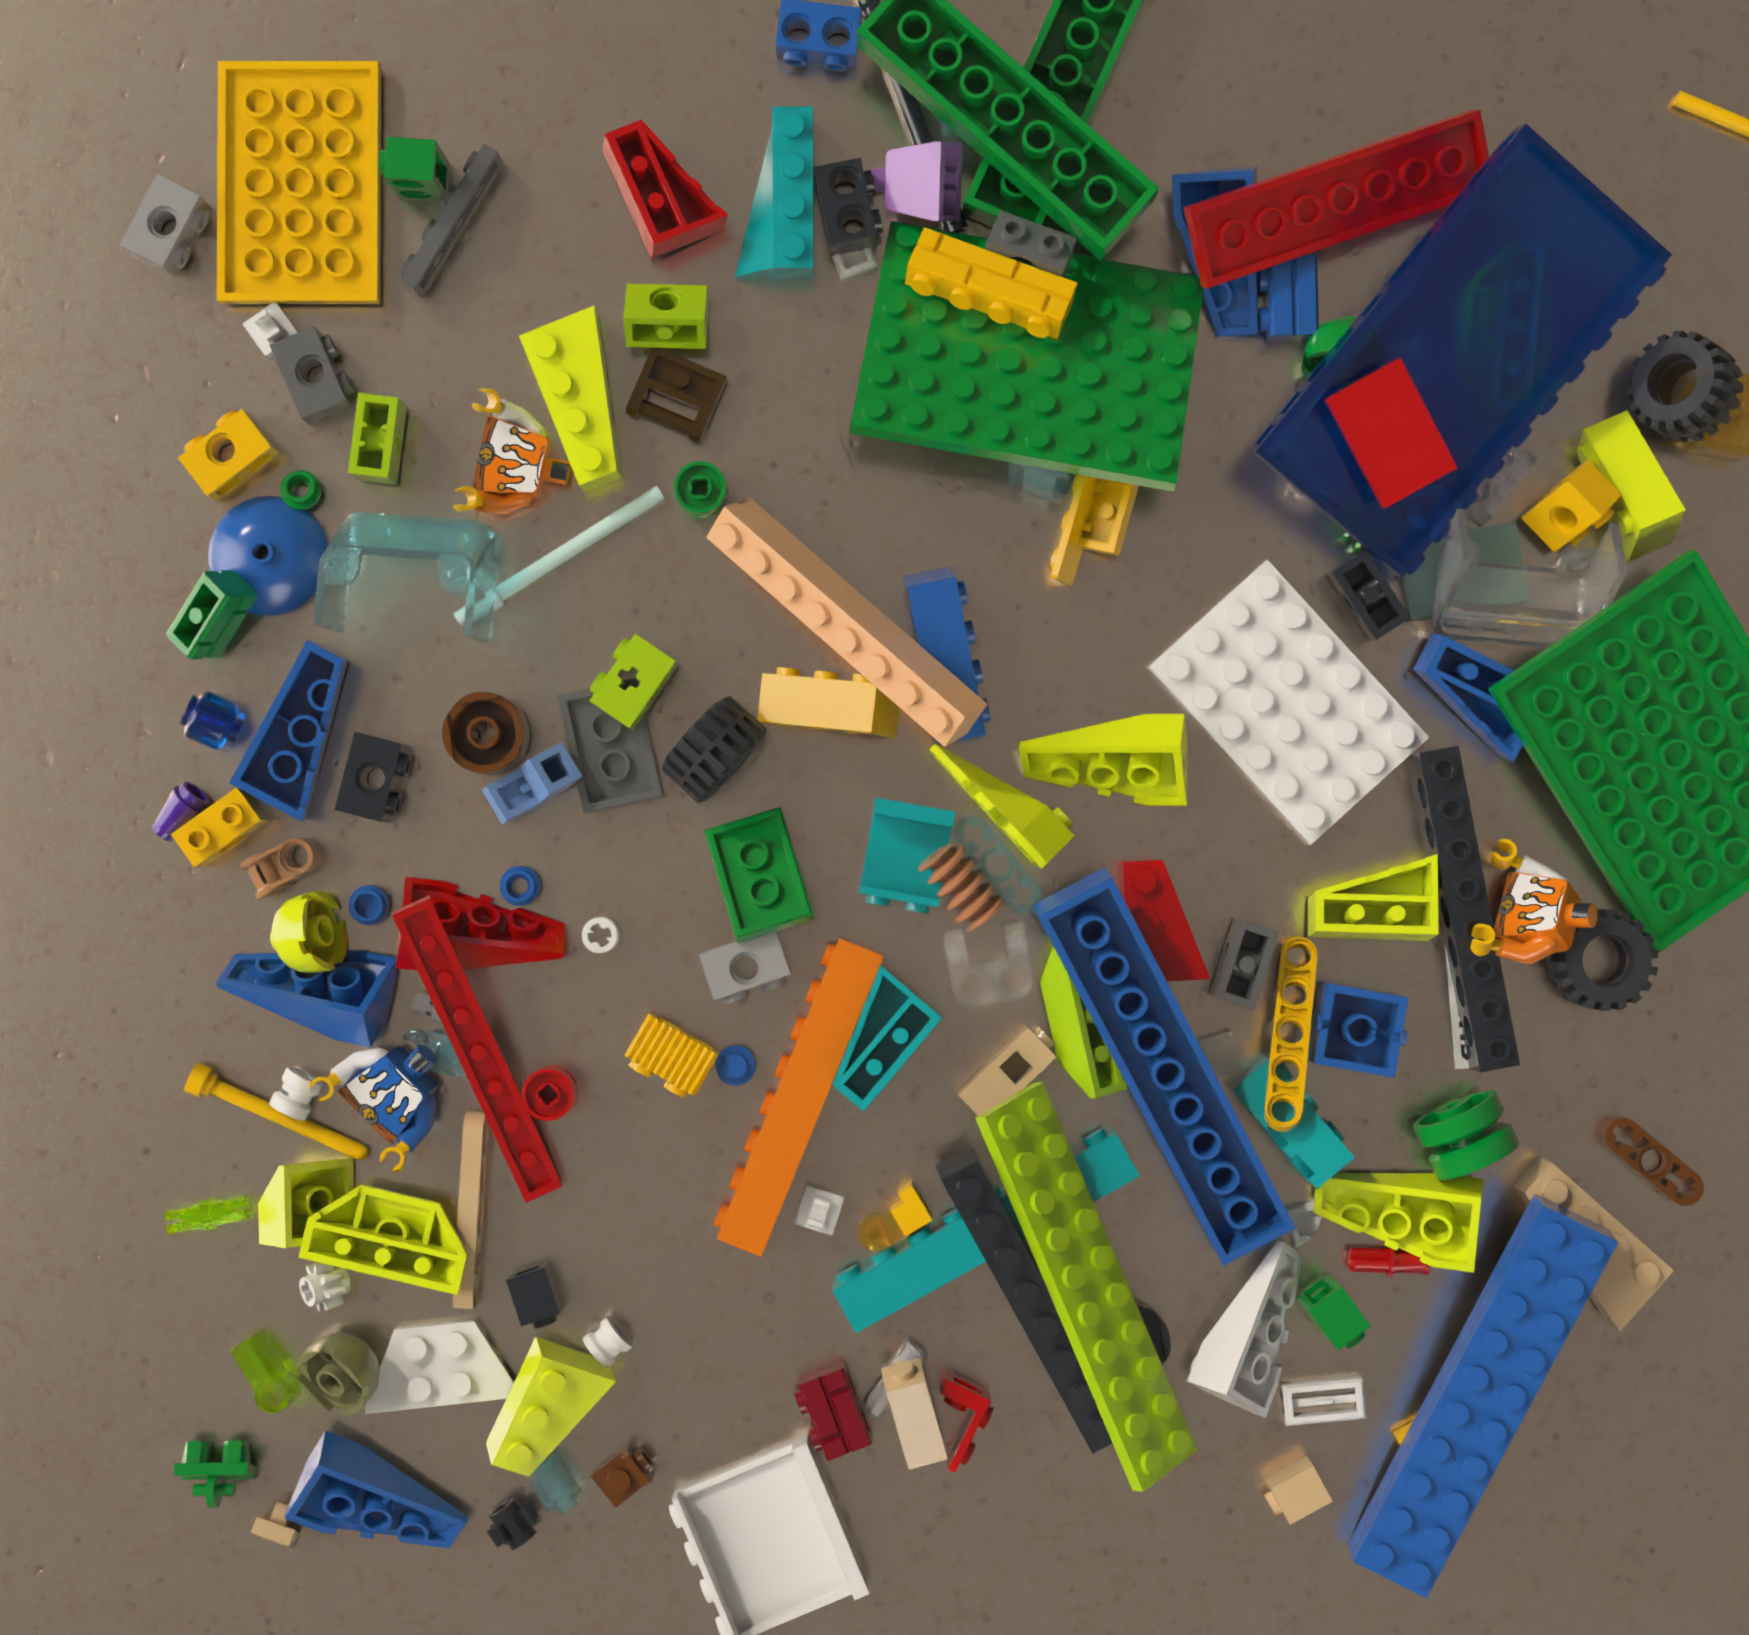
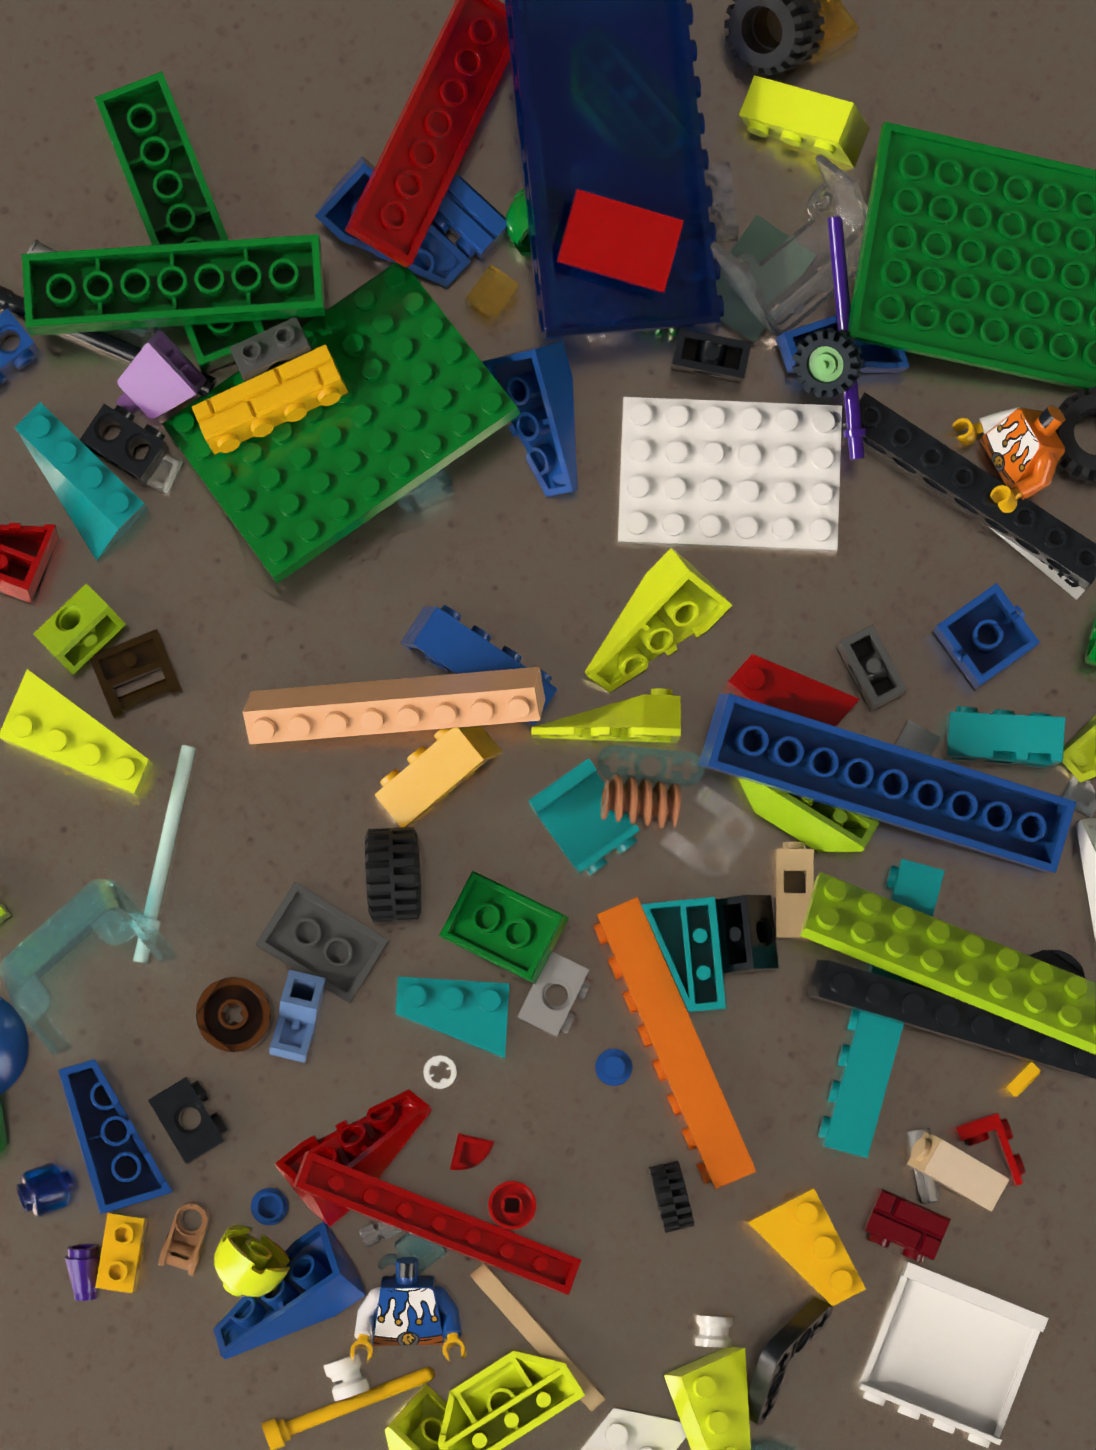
camera: 45 degrees left, 5 degrees down
(507, 885) = (343, 1093): blue plate -> none
(511, 460) = (72, 822): torso -> none
(535, 1295) = (637, 1349): black brick -> none
(562, 1018) = (470, 1151): none -> red tile
(624, 1474) = (813, 1408): reddish brown bracket -> none
(639, 1414) = (779, 1352): none -> black beam
(653, 673) = (301, 862): lime brick -> none
(660, 902) = (458, 1008): none -> teal wedge
(671, 1055) = (566, 1101): yellow brick -> none
(677, 1210) = (671, 1196): none -> black tyre
(701, 490) = (215, 718): green wheel -> none
(745, 1352) = (810, 1245): none -> yellow wedge
(819, 1209) = (763, 1105): white tile -> none
(884, 1228) = (817, 1074): leg -> none
(938, 1069) = (747, 934): none -> black brick
(1035, 1391) = (1021, 1079): none -> yellow tile
(1093, 523) = (488, 485): yellow bracket -> none
(1208, 492) = (542, 389): none -> blue wedge
(1246, 376) = (491, 295): none -> clear yellow panel
(1283, 1051) = (961, 690): yellow beam -> none
(1379, 906) = (921, 544): neon yellow wedge -> none
(1419, 769) = (842, 301): none -> dark purple bar
(1454, 694) = (827, 362): none -> black wheel
(1573, 506) = (781, 170): yellow brick -> none

